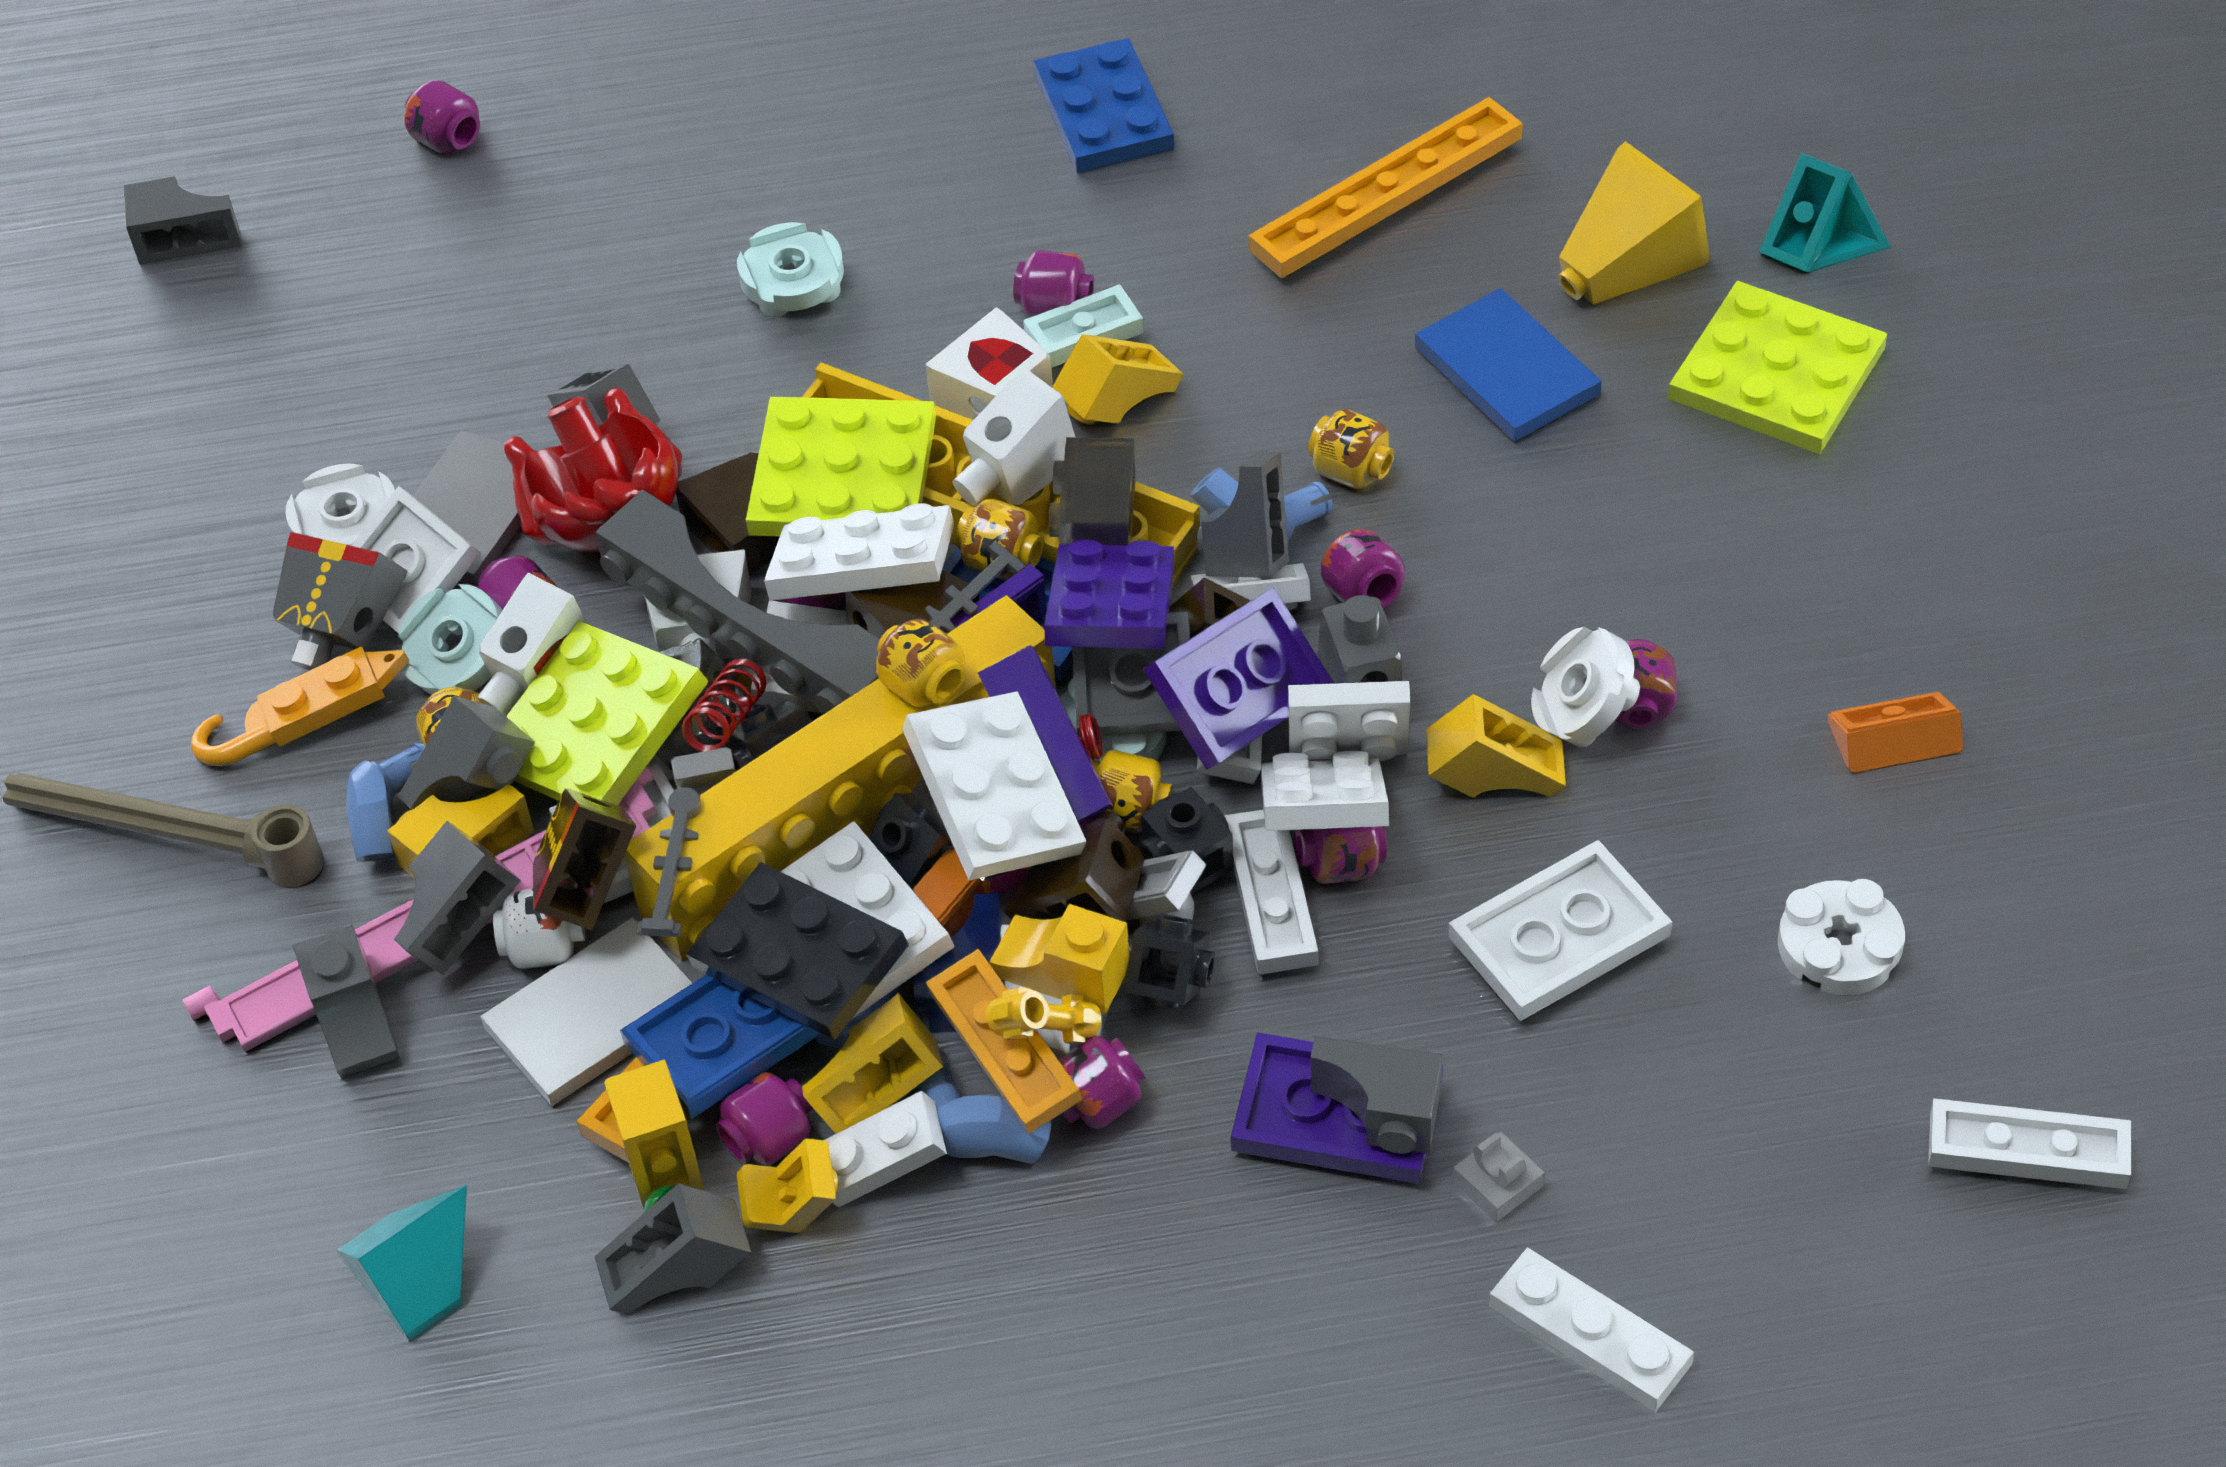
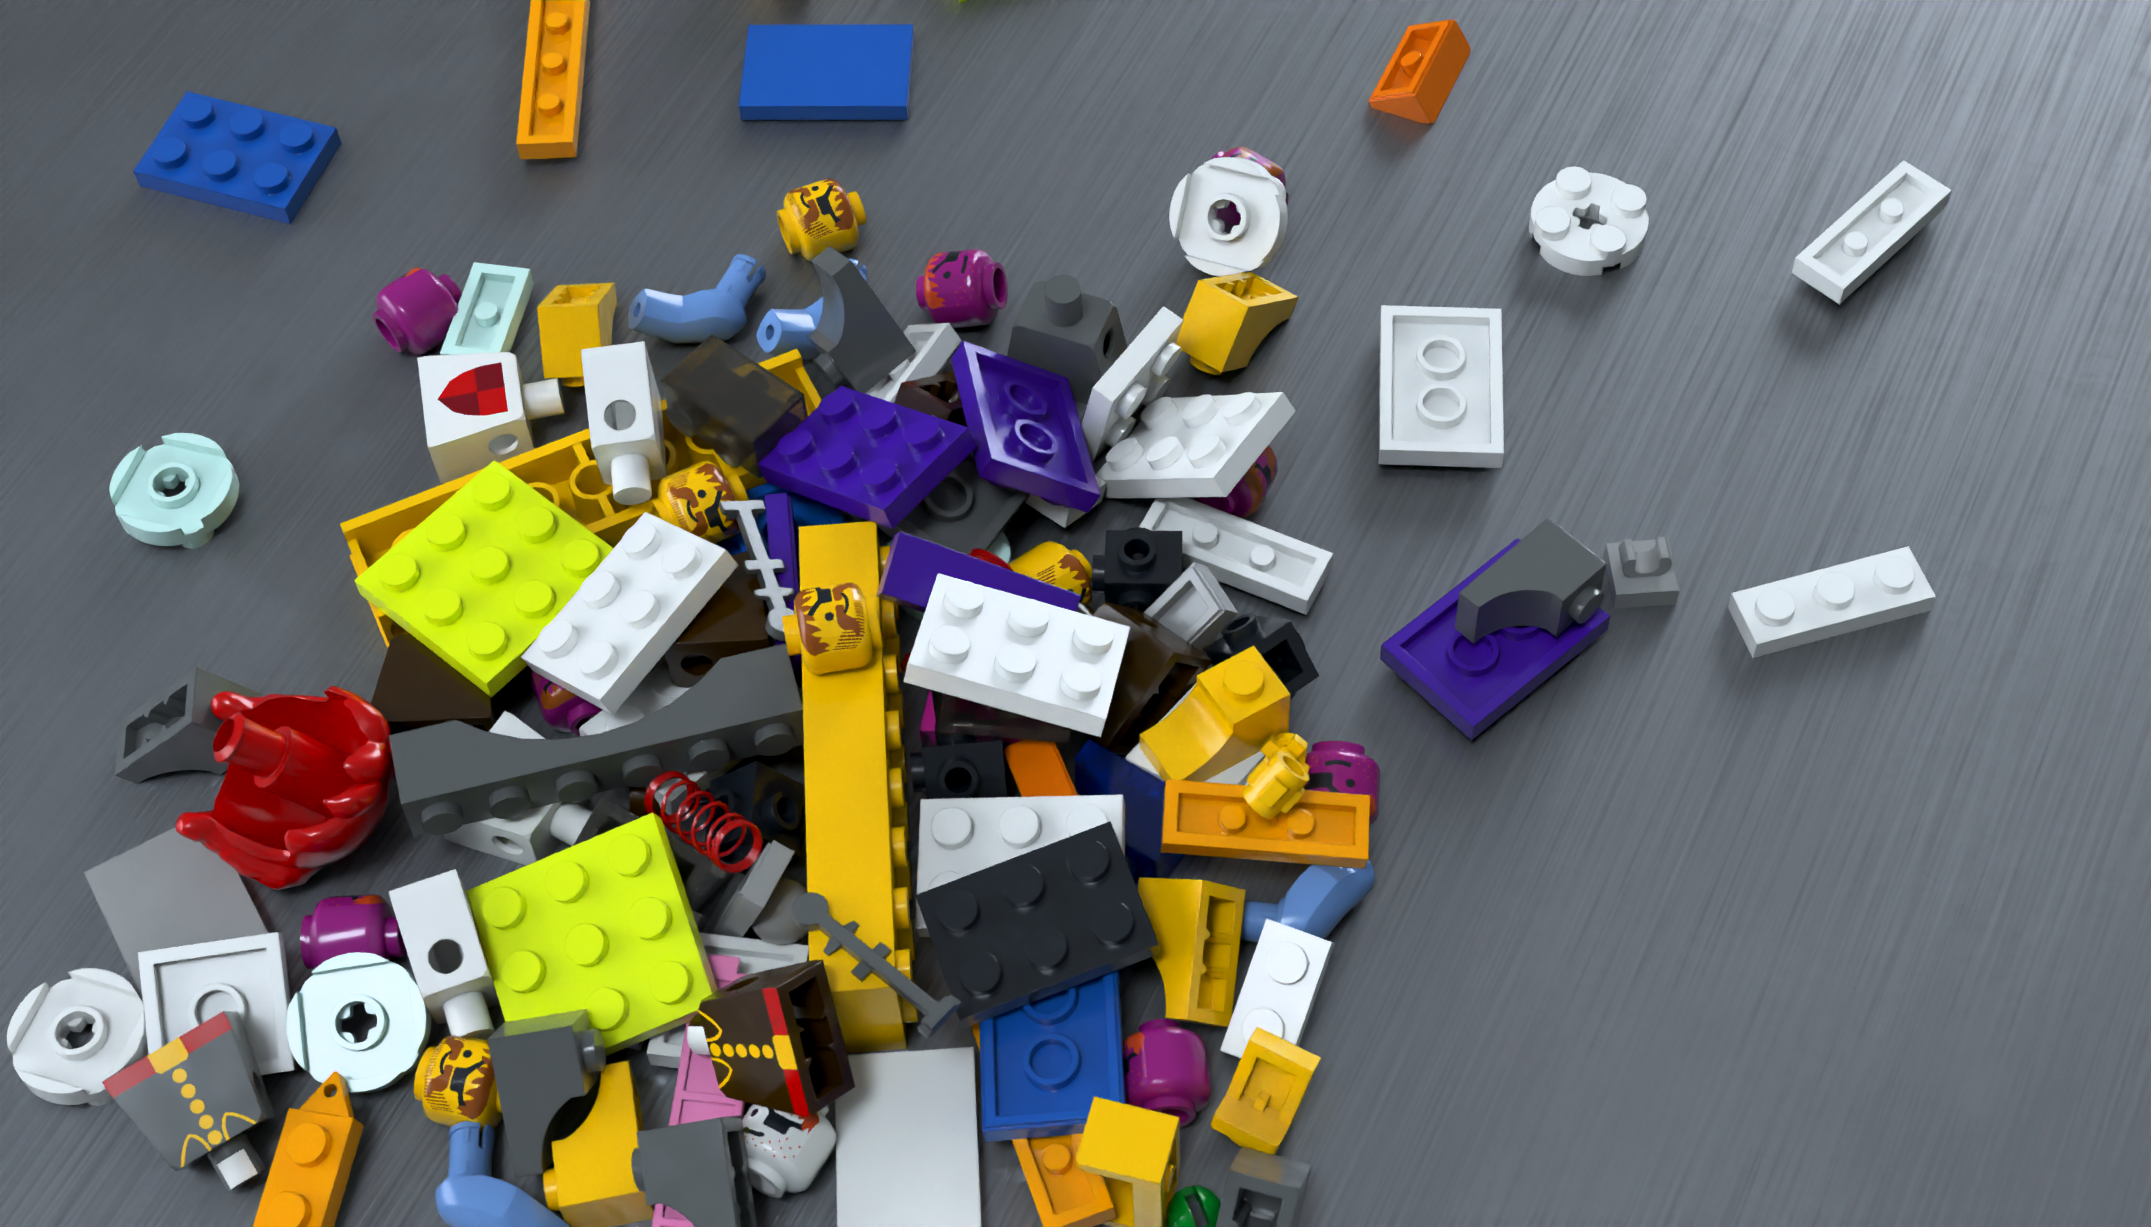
camera: 55 degrees left, 5 degrees up
(1198, 441) = (702, 313): none -> medium blue arm

